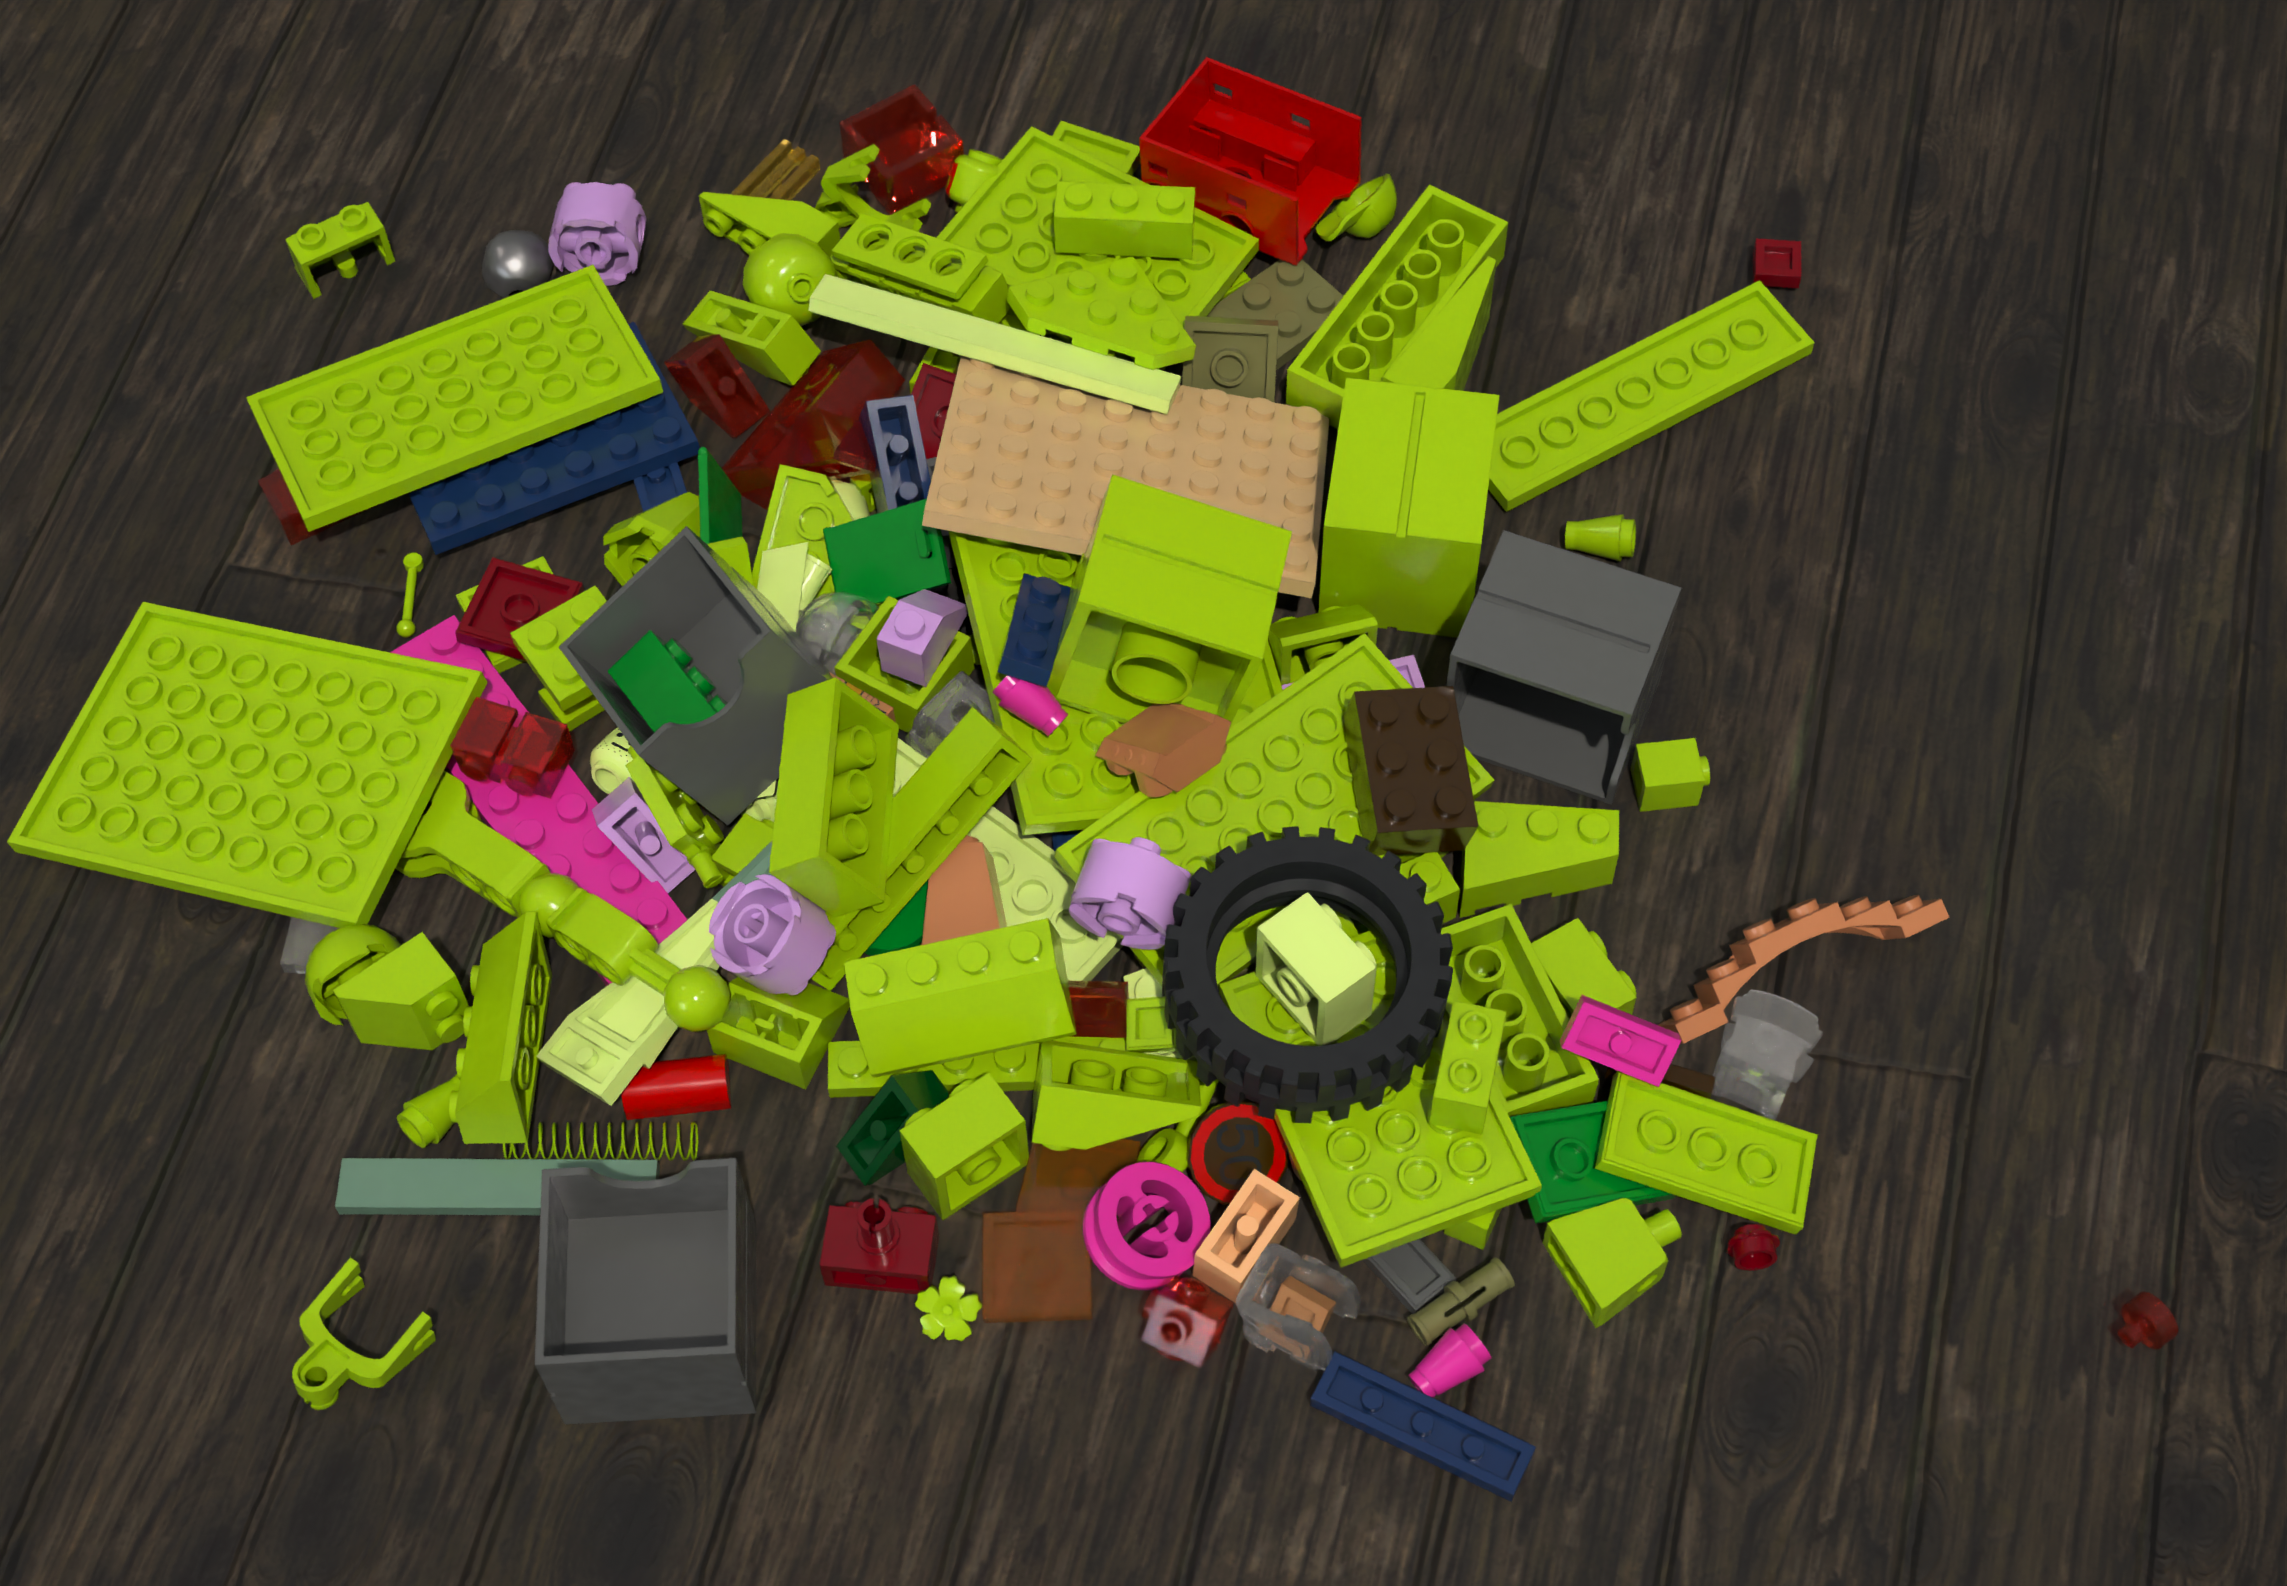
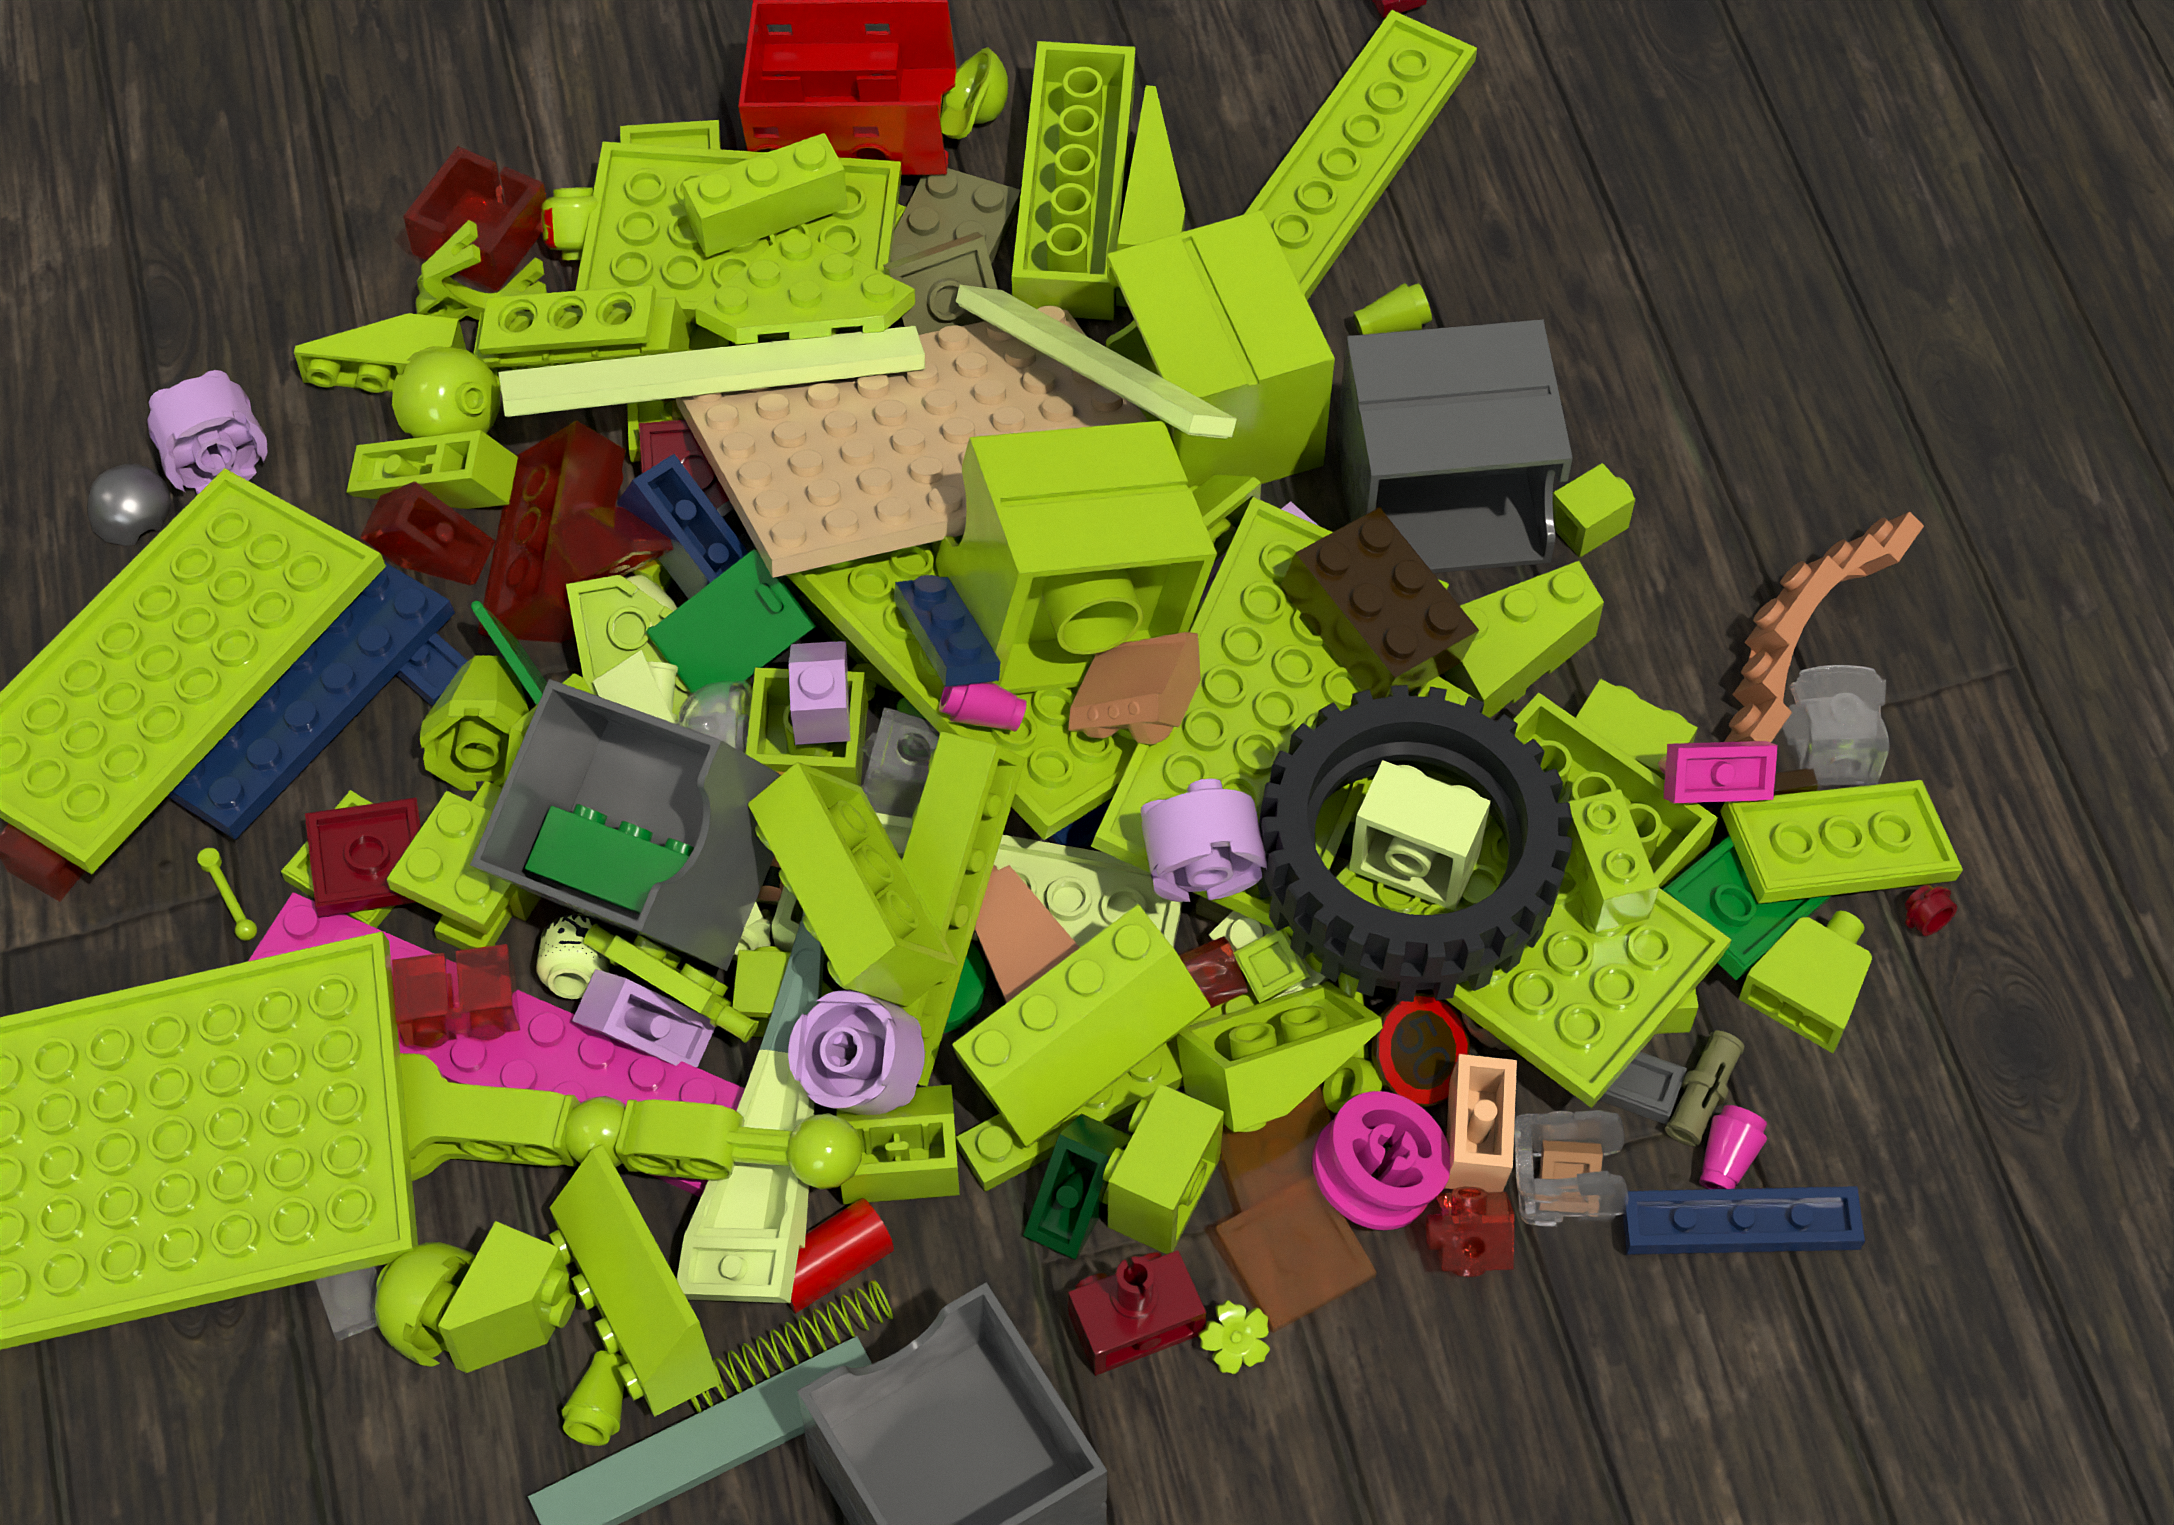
camera: 30 degrees left, 0 degrees up
(774, 168) = (359, 275): clear yellow tile -> none
(1290, 466) = (1097, 362): none -> yellowish green tile

